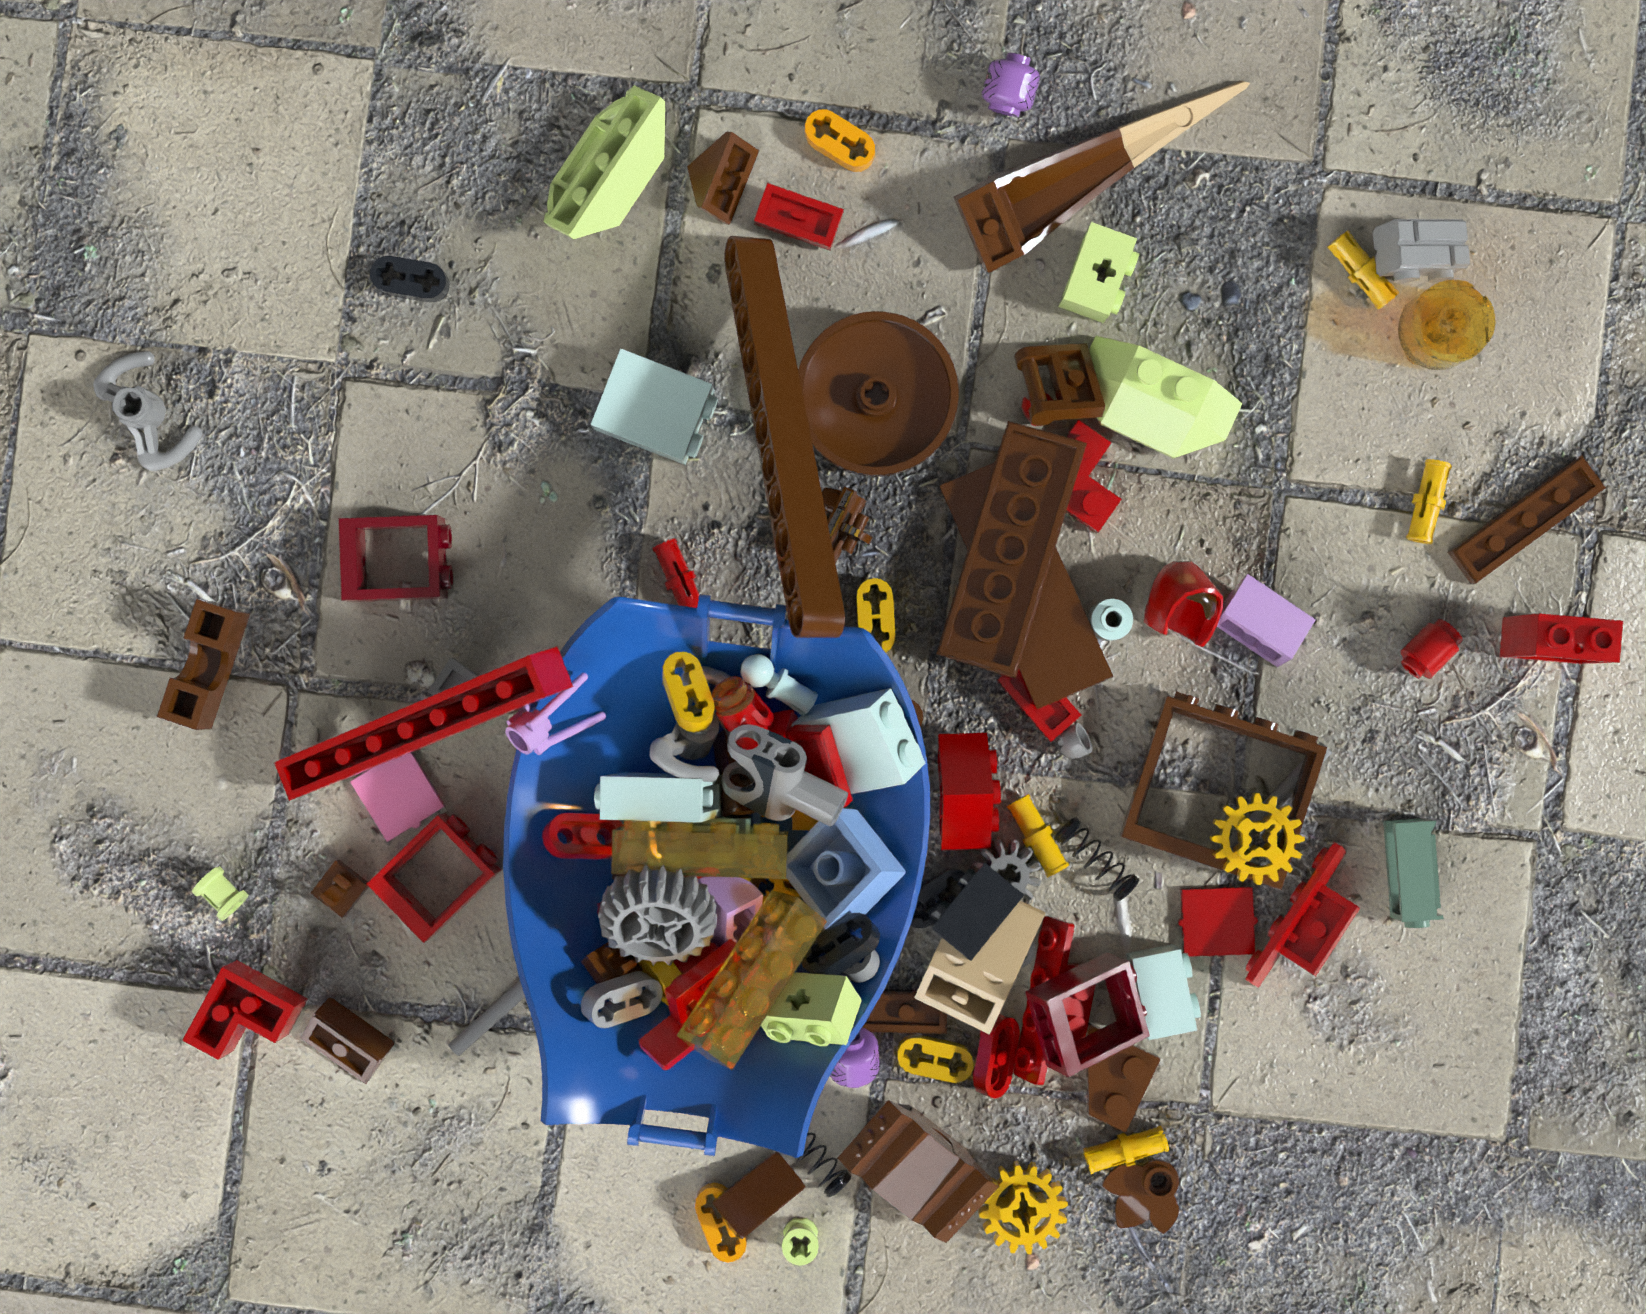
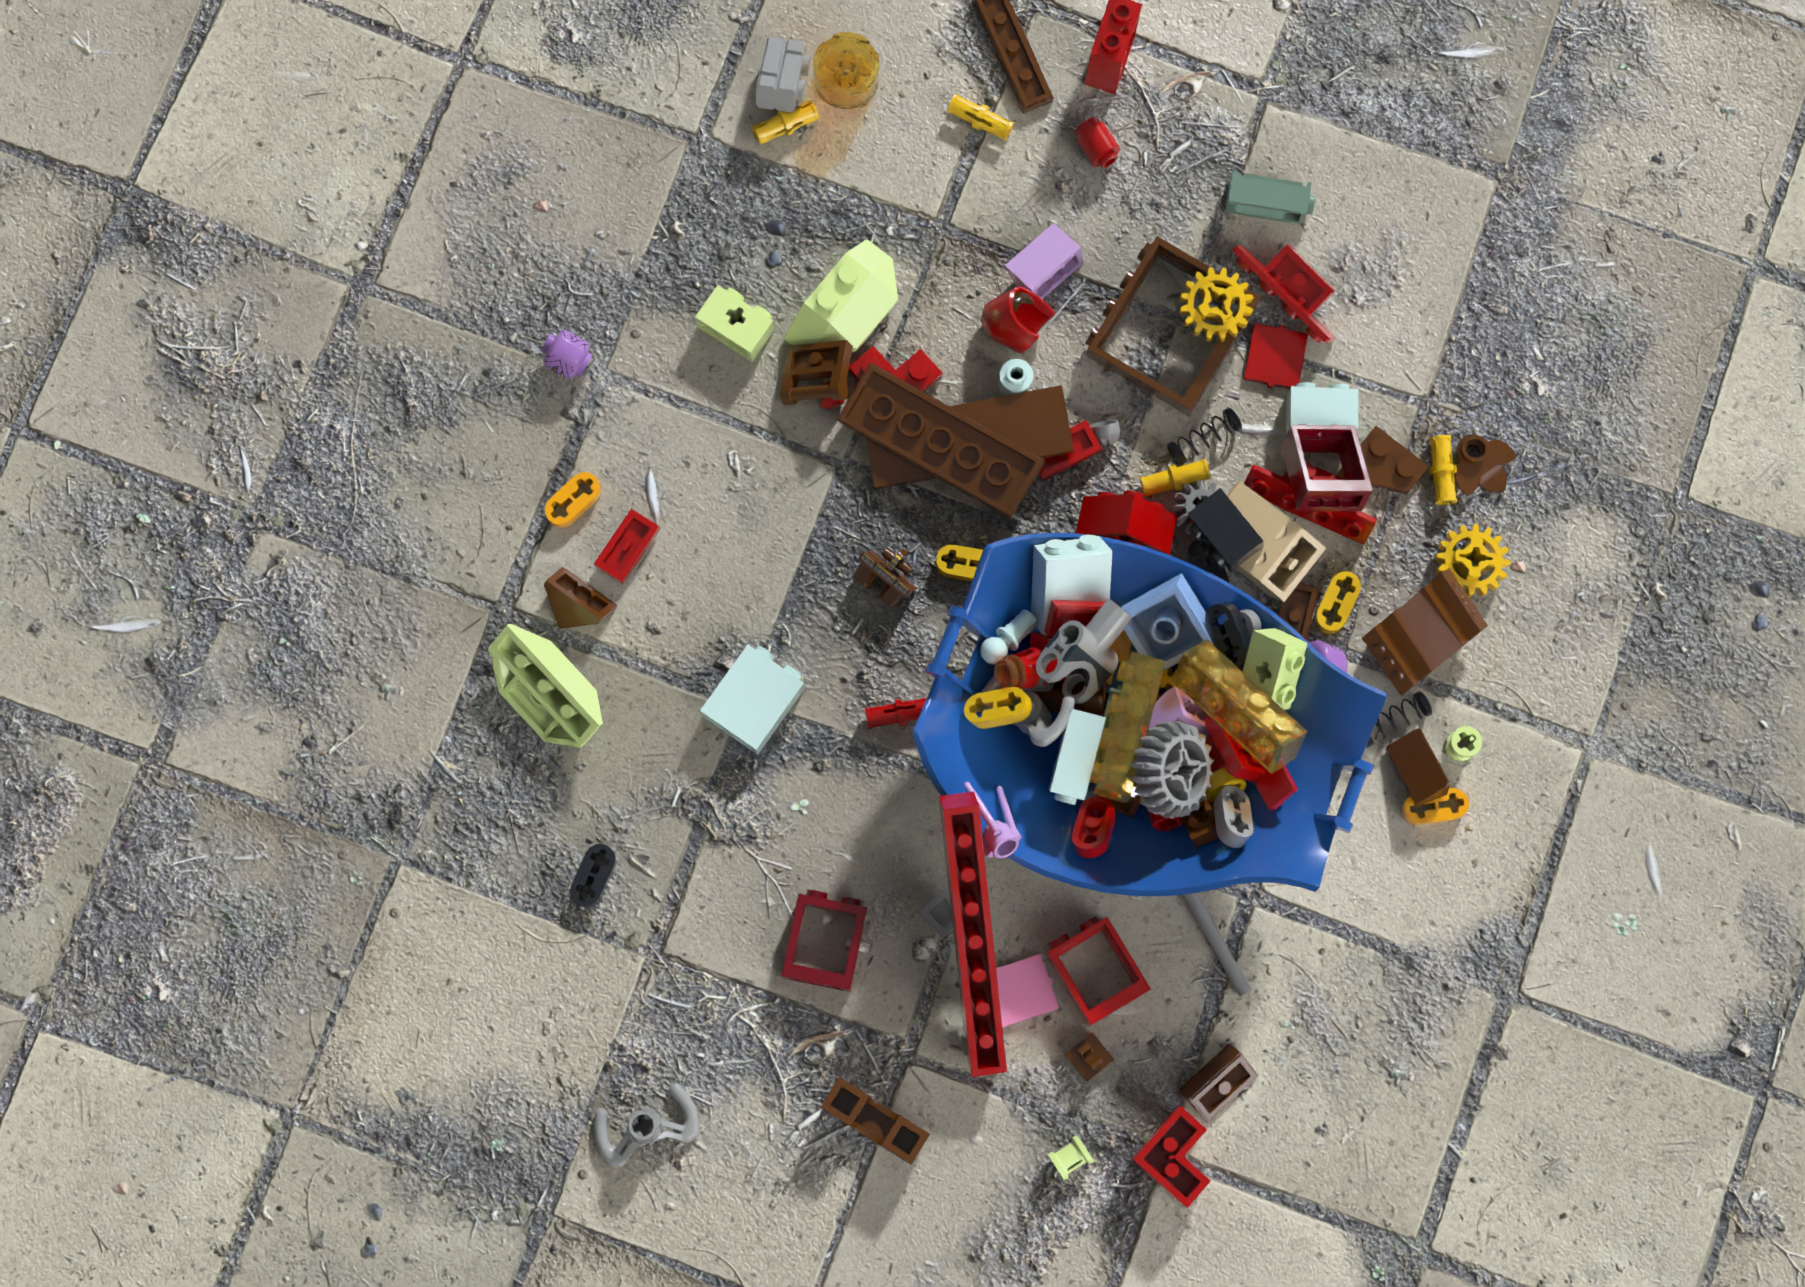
camera: 80 degrees left, 10 degrees down
(783, 440) = (810, 586): reddish brown beam -> none
(878, 393) = (788, 517): reddish brown dish -> none
(996, 1058) = (1347, 553): red plate -> none
(1032, 199) = (662, 358): reddish brown plate -> none

